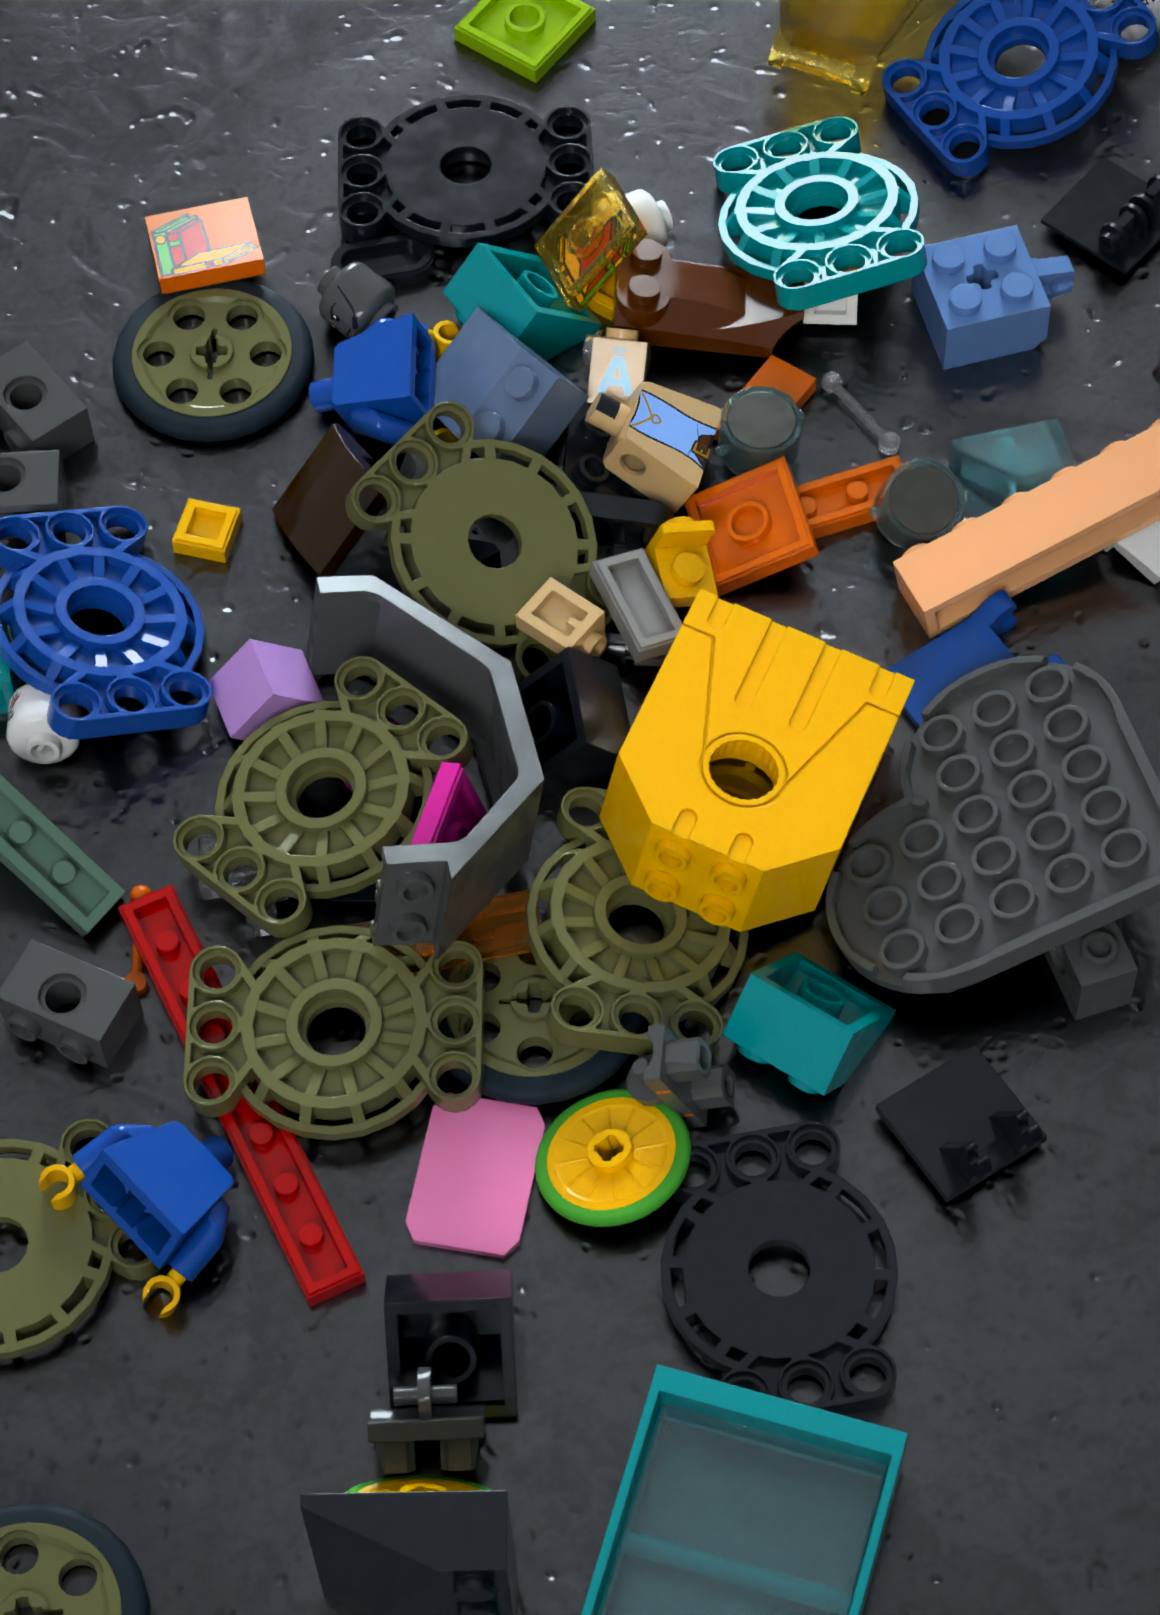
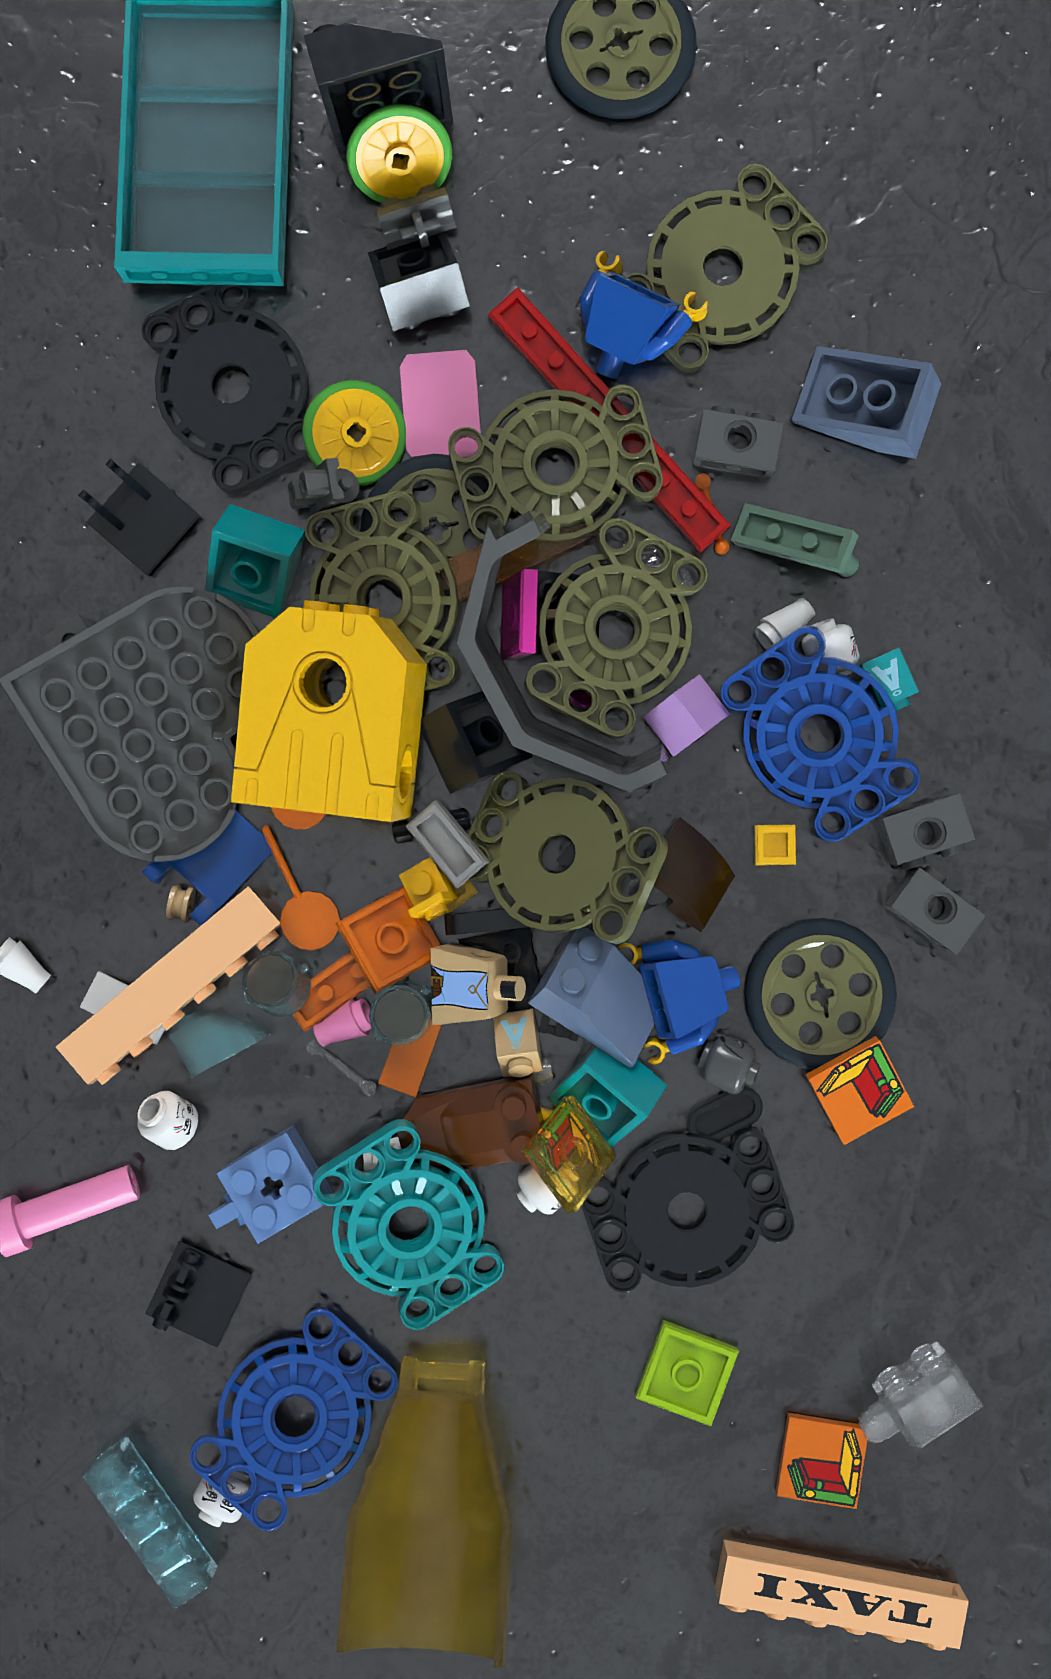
camera: 170 degrees right, 30 degrees up
(94, 769) = (783, 622): none -> white cone
(563, 620) = (492, 806): tan bracket -> none
(836, 449) = (345, 1023): none -> bright pink cone
(857, 586) = (307, 917): none -> orange piece
(1026, 629) = (180, 903): none -> tan bush
(1104, 387) = (167, 1120): none -> white head

